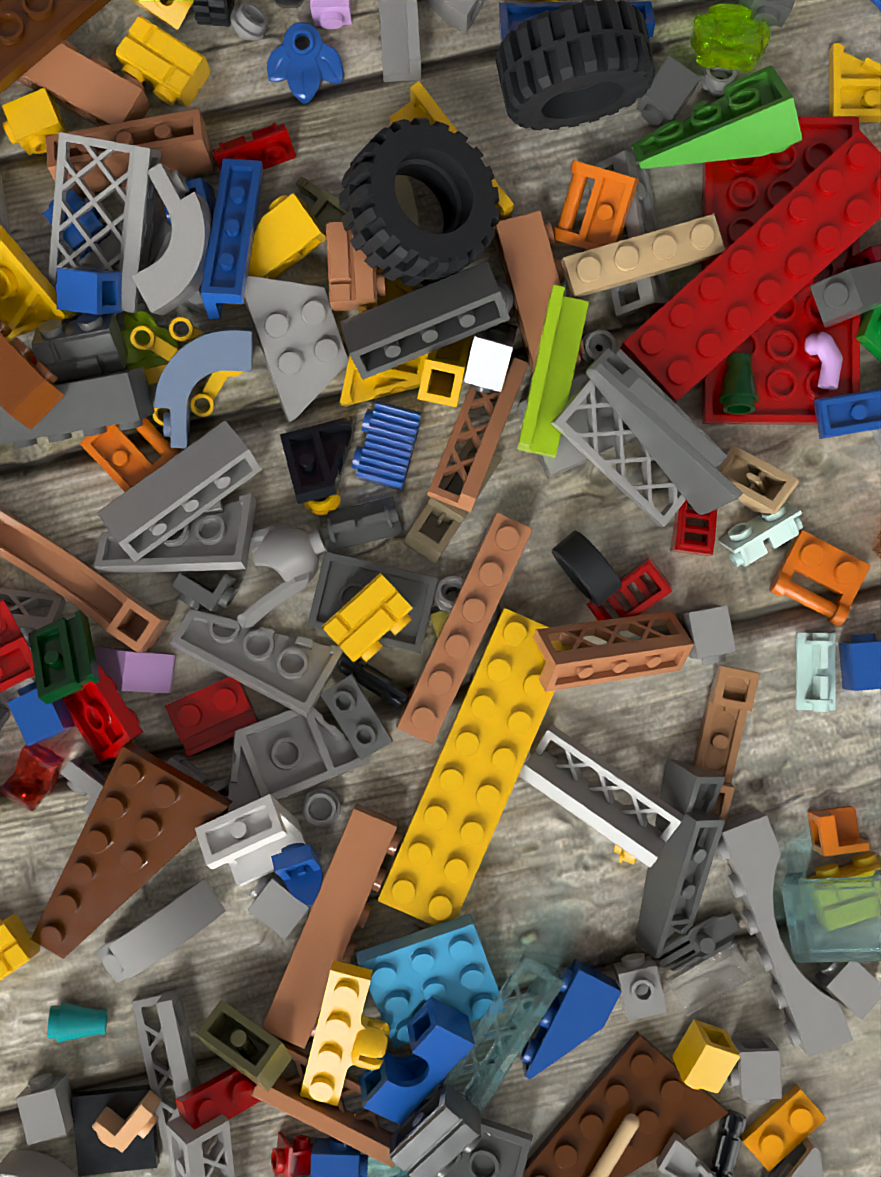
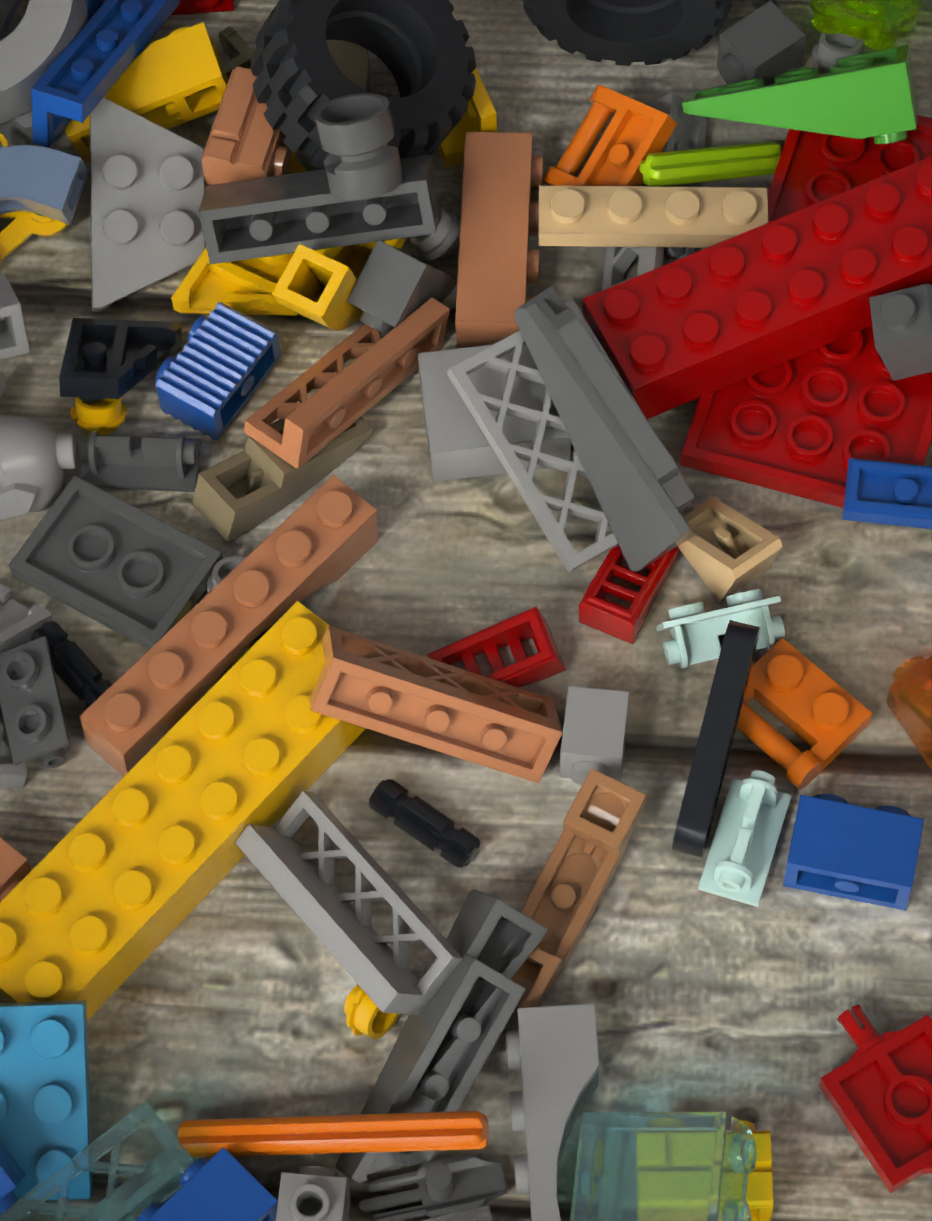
camera: 20 degrees right, 25 degrees down
(368, 618) = (99, 564): yellow brick -> none
(449, 283) = (356, 137): none -> dark grey wheel
(552, 372) = (469, 316): lime fence -> none
(586, 568) = (438, 588): black tyre -> none
(621, 717) = (424, 823): none -> black axle
(640, 940) = (335, 1134): none -> orange axle
(664, 199) = (710, 164): none -> lime axle
(739, 386) = (737, 415): dark green cone -> none
(787, 617) = (715, 738): none -> black beam
(829, 355) = (885, 409): lavender arm -> none
(836, 831) = (703, 1078): orange panel -> none

